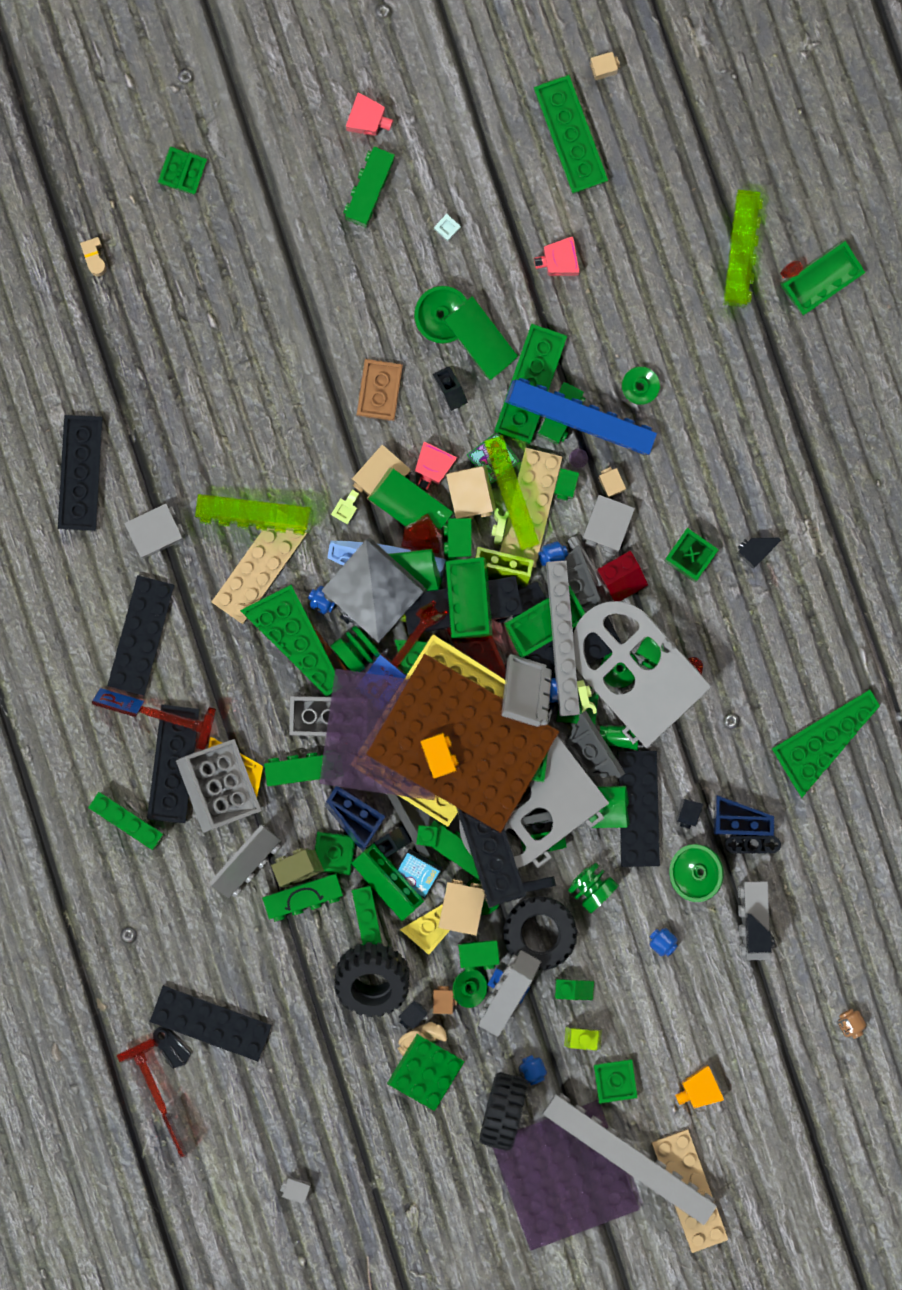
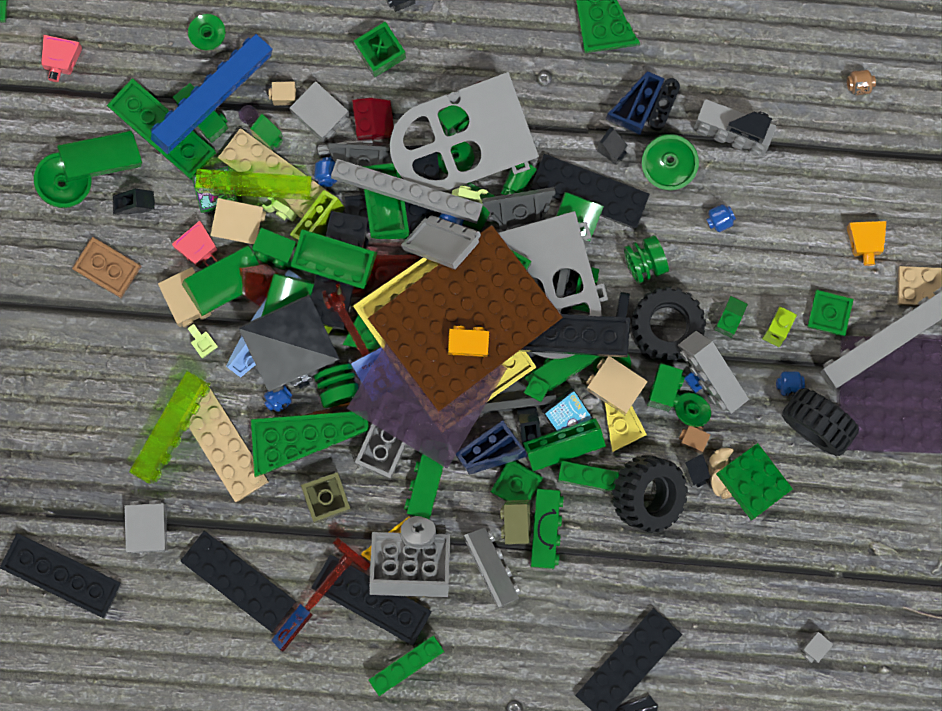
camera: 65 degrees left, 5 degrees down
(248, 683) = (326, 497): none -> olive brick
(248, 773) = (418, 532): none -> light grey piece

